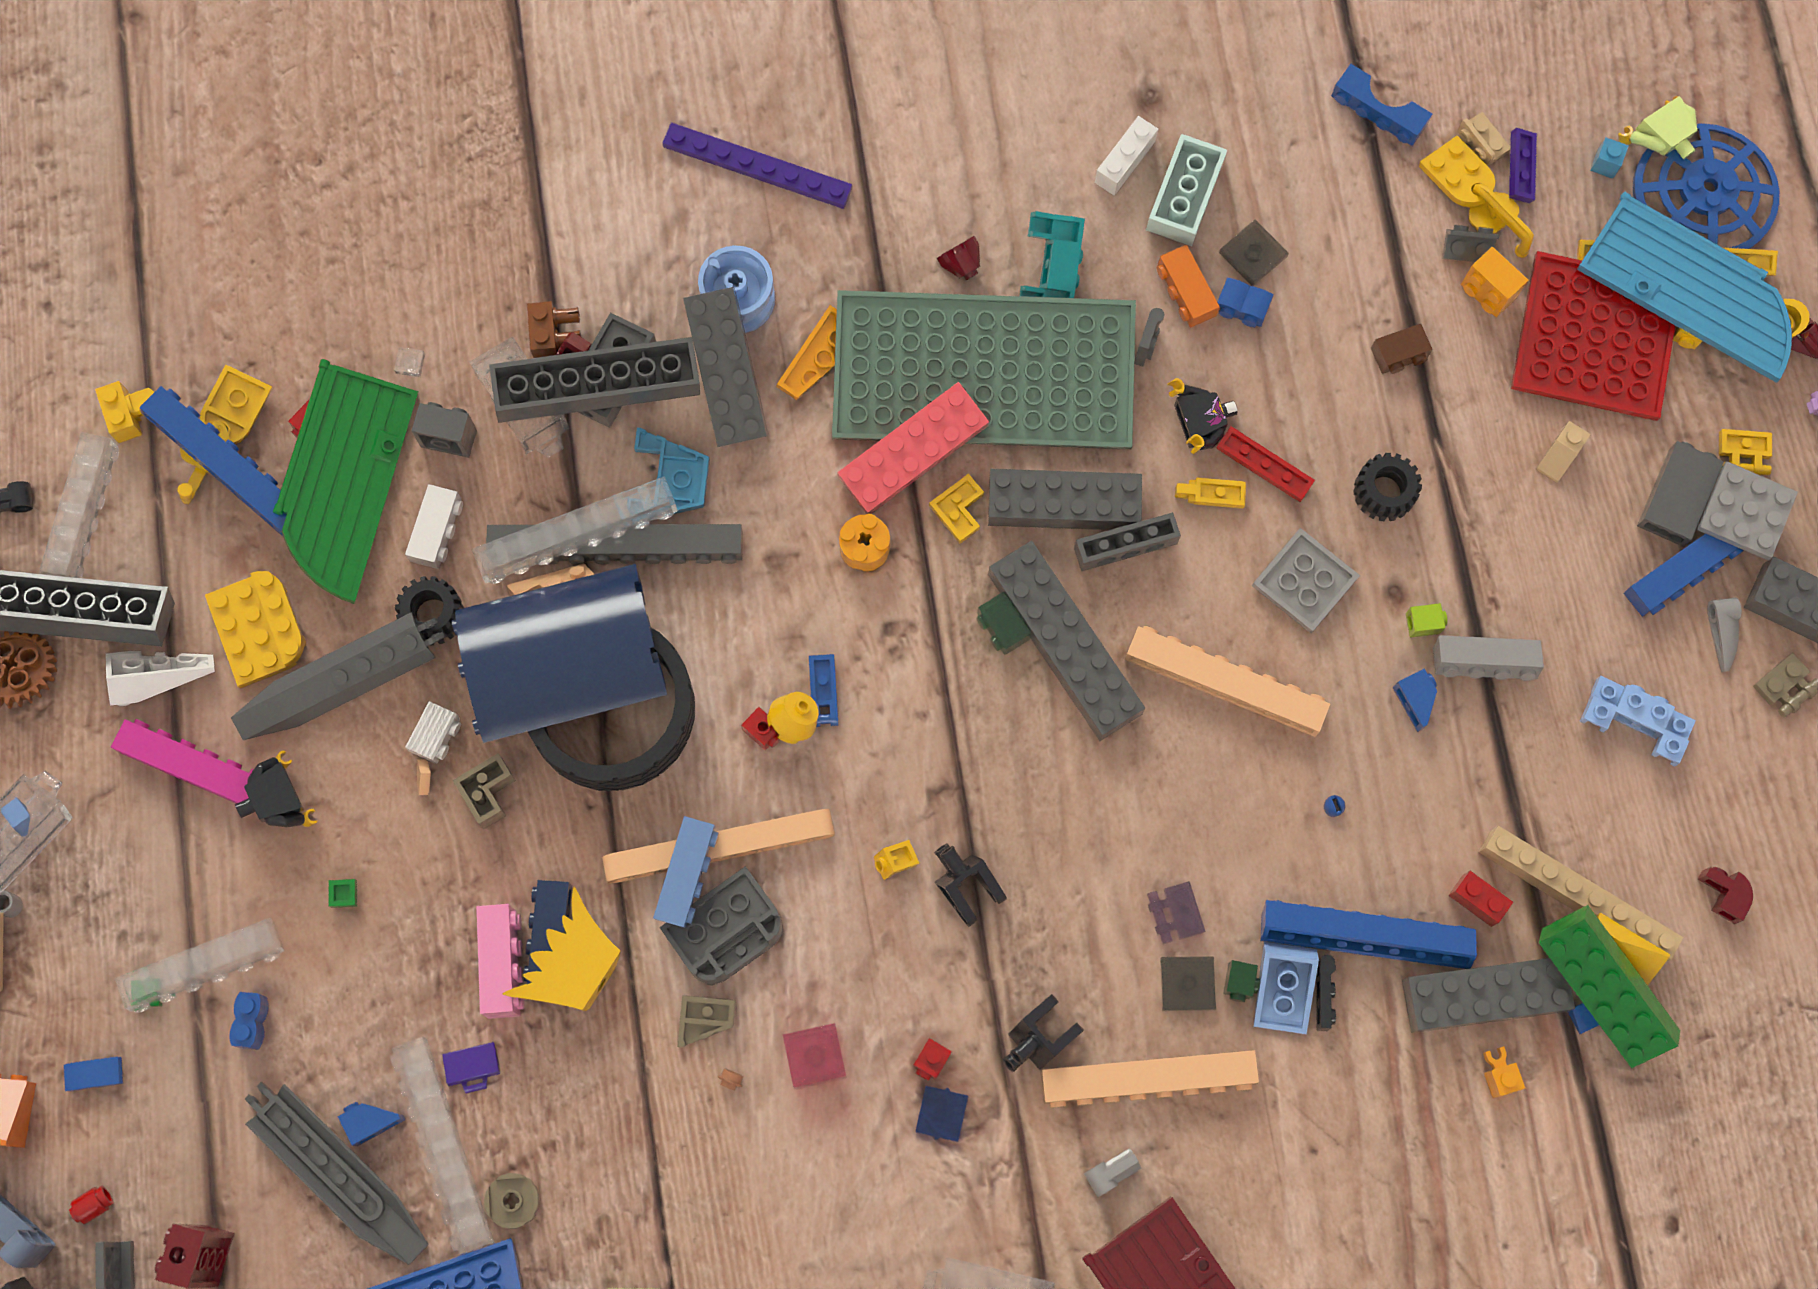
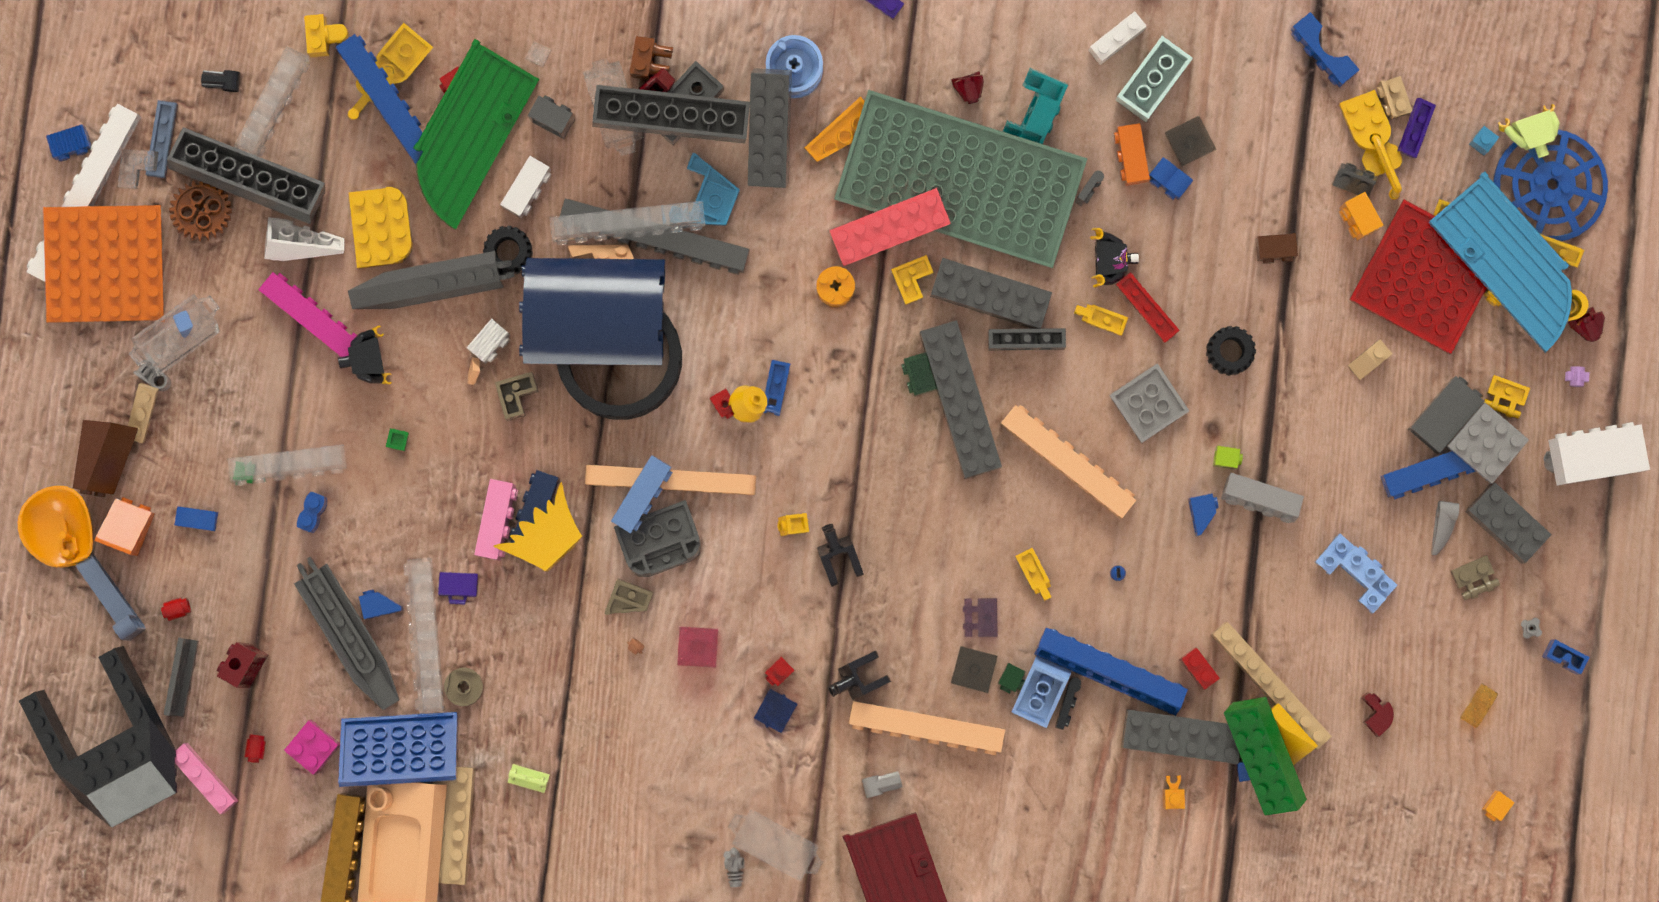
camera: 15 degrees right, 10 degrees up
(1228, 835) = (1034, 573): none -> yellow hinge

